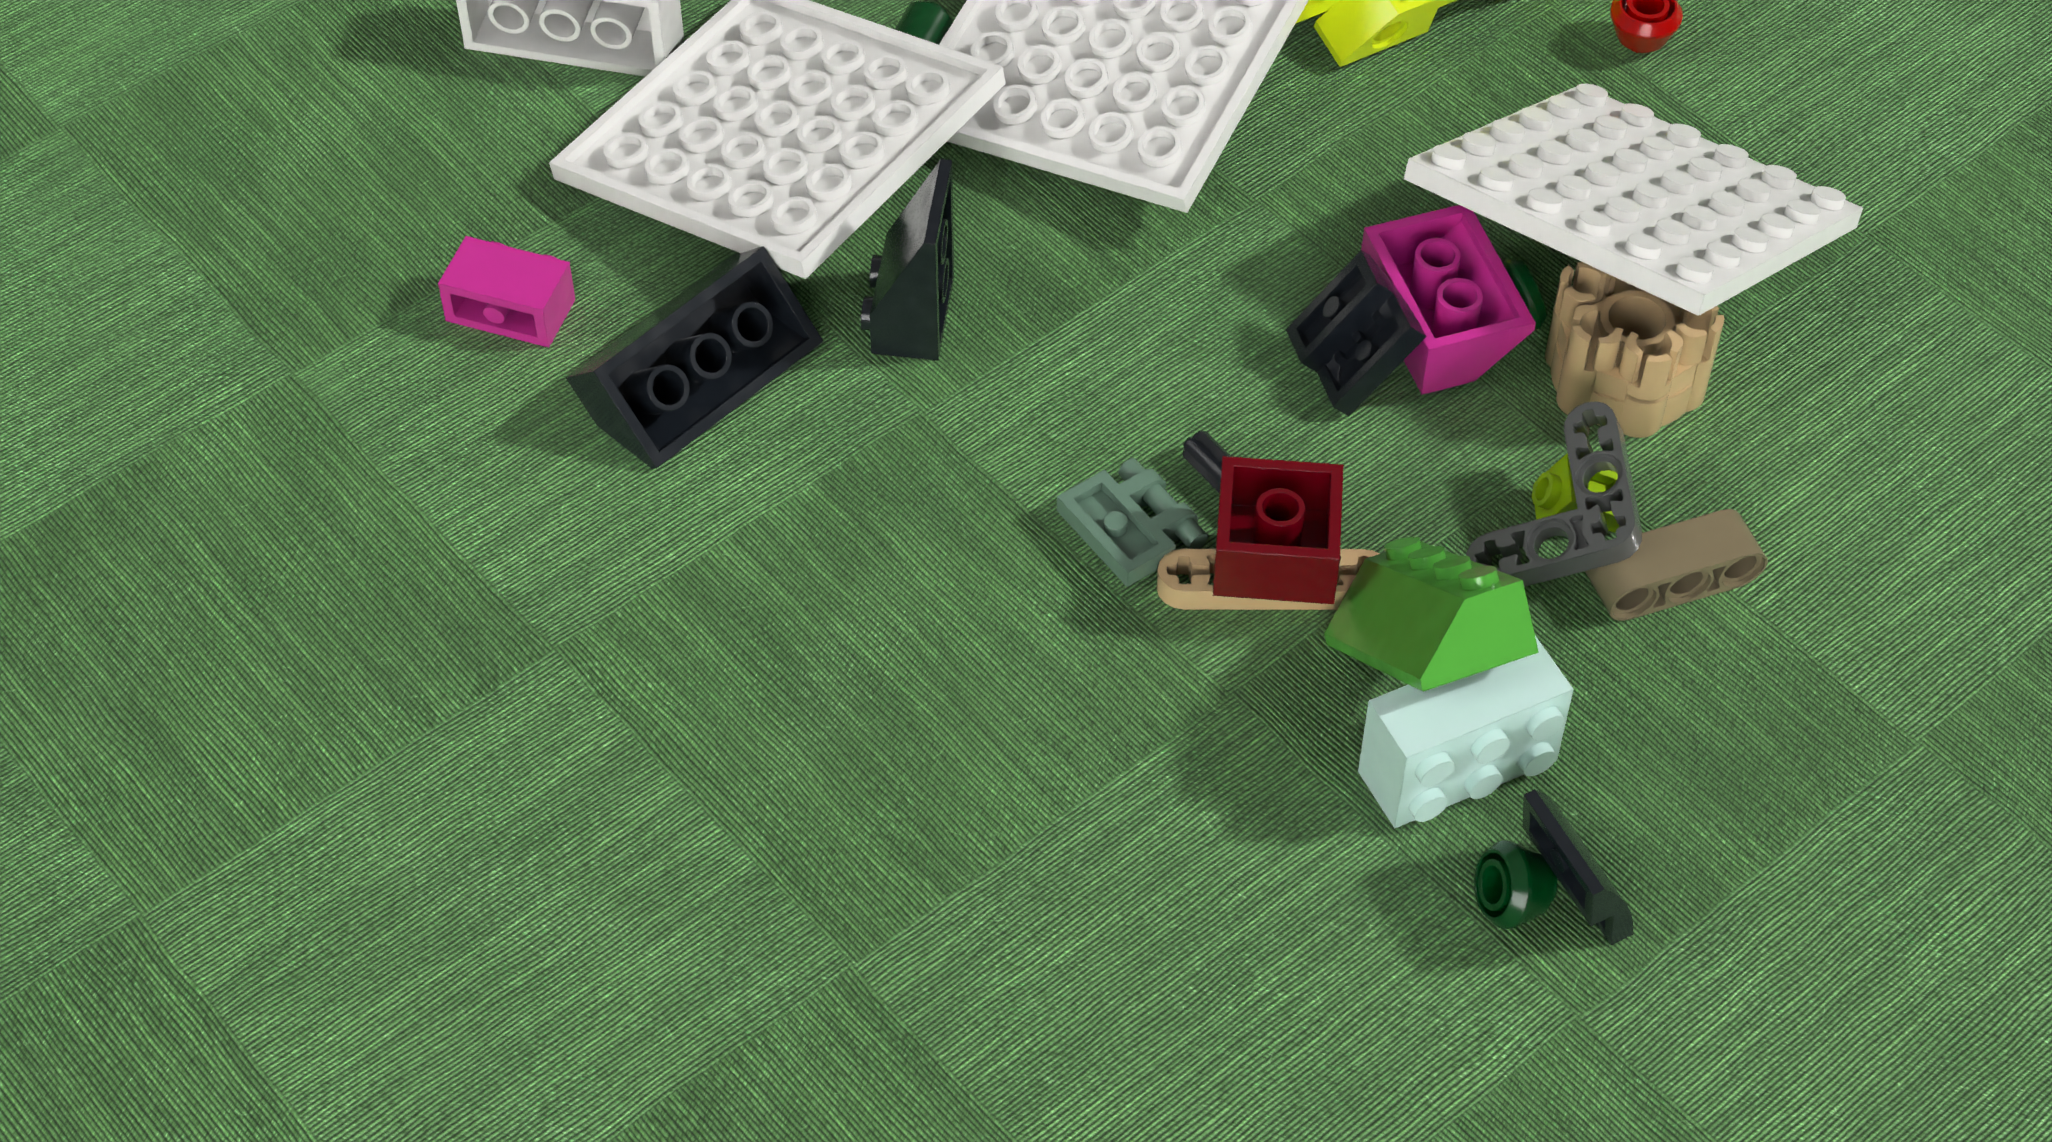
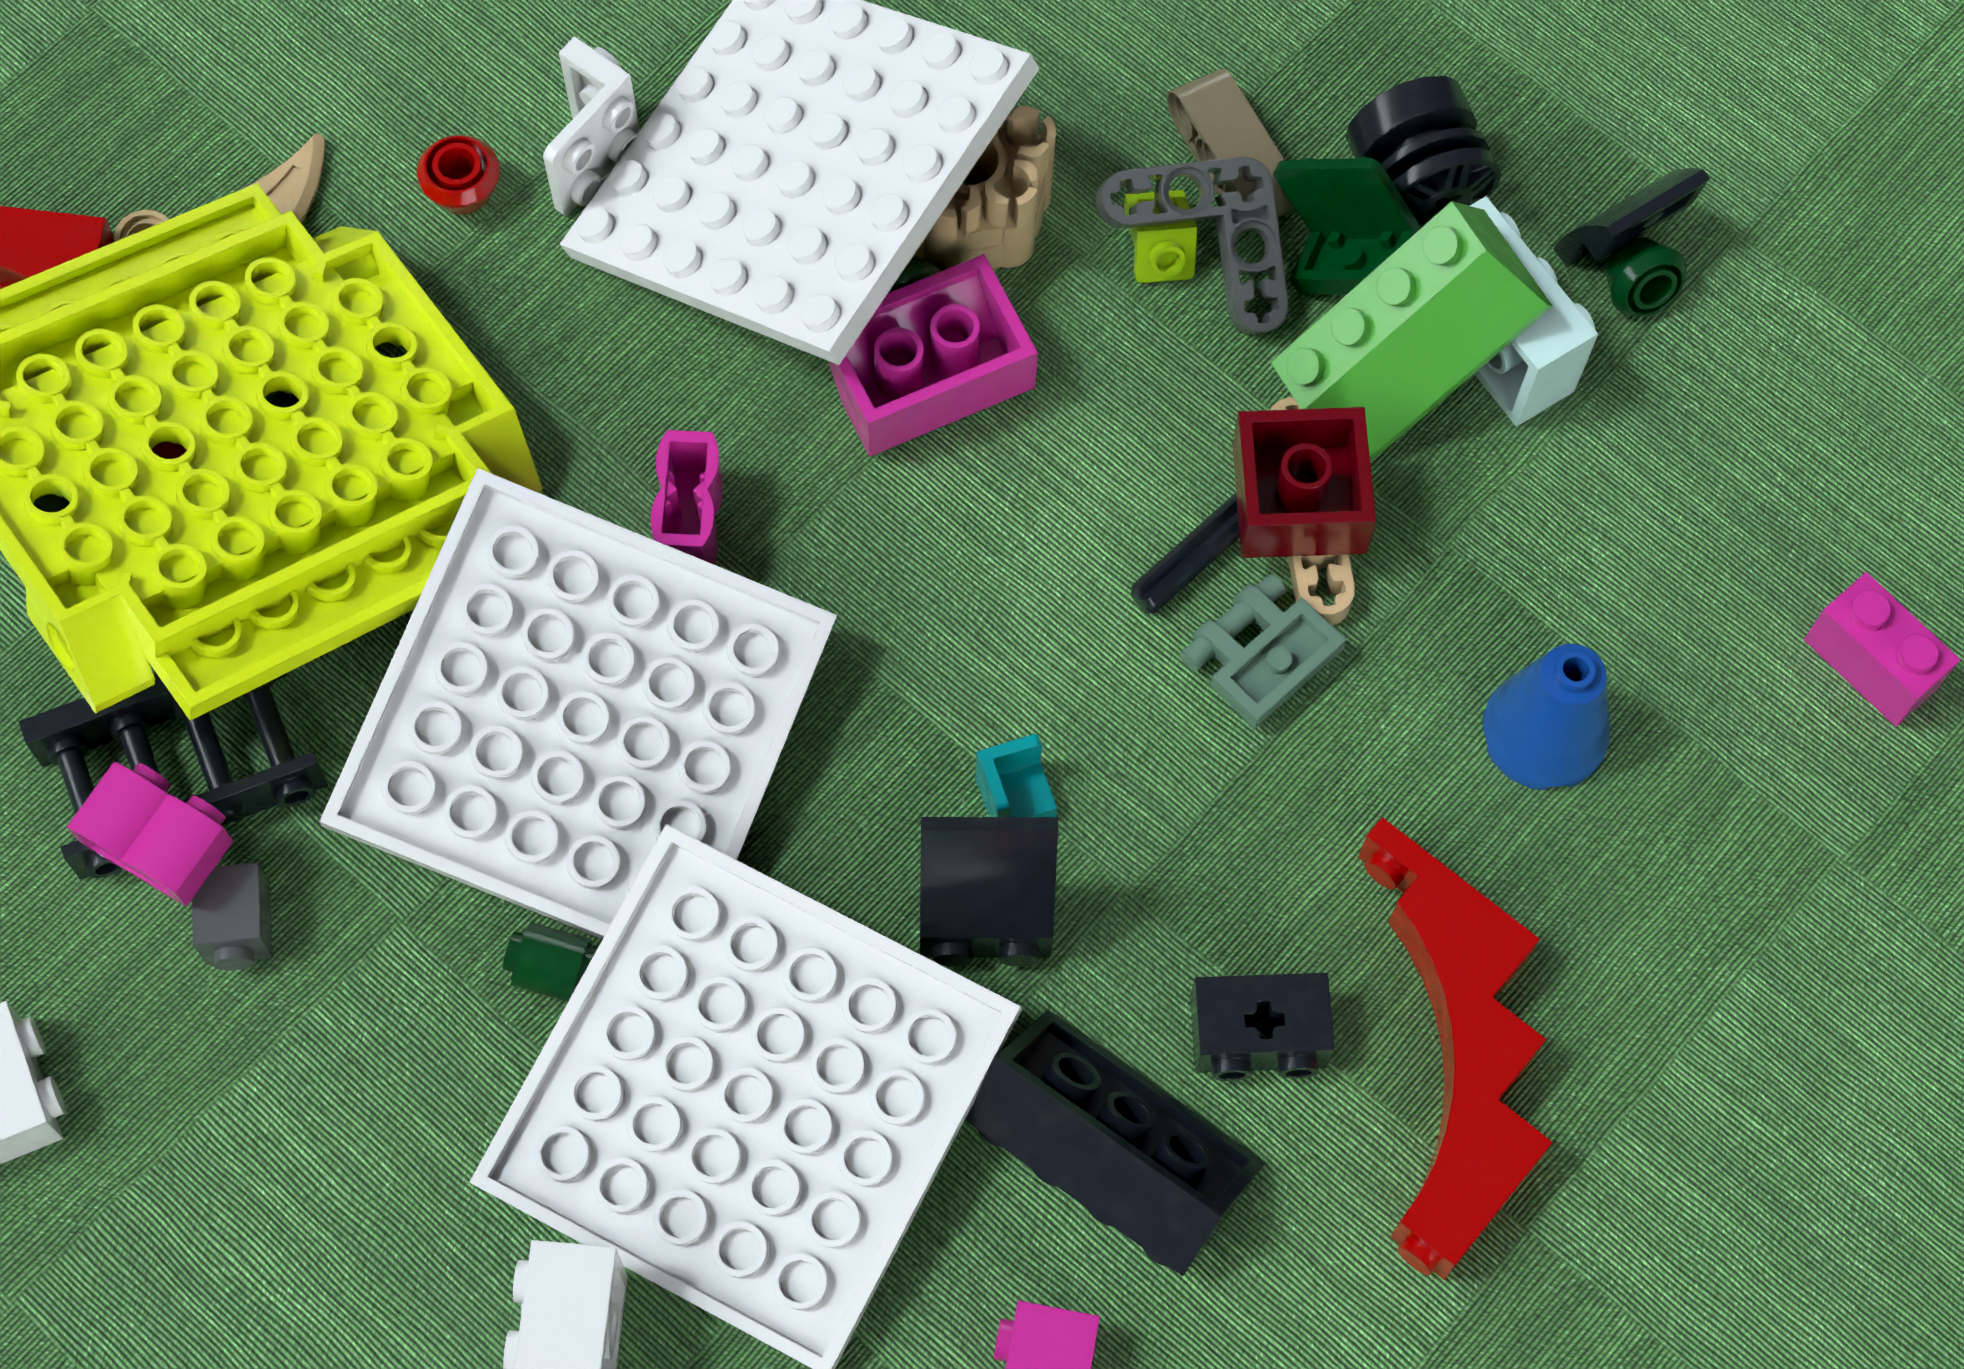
camera: 100 degrees left, 15 degrees up
(771, 466) = (1292, 1009): none -> black brick
(796, 618) = (1466, 959): none -> red arch
(1021, 323) = (1014, 779): none -> teal panel
(1025, 715) = (1550, 719): none -> blue cone
(1058, 1015) = (1881, 649): none -> dark pink brick
(1308, 130) = (688, 493): none -> dark pink brick
(1355, 333) = (995, 437): black slope -> none
(1568, 630) = (1351, 217): none -> dark green bracket
(1653, 692) = (1426, 145): none -> black wheel
(1685, 87) = (600, 129): none -> white bracket

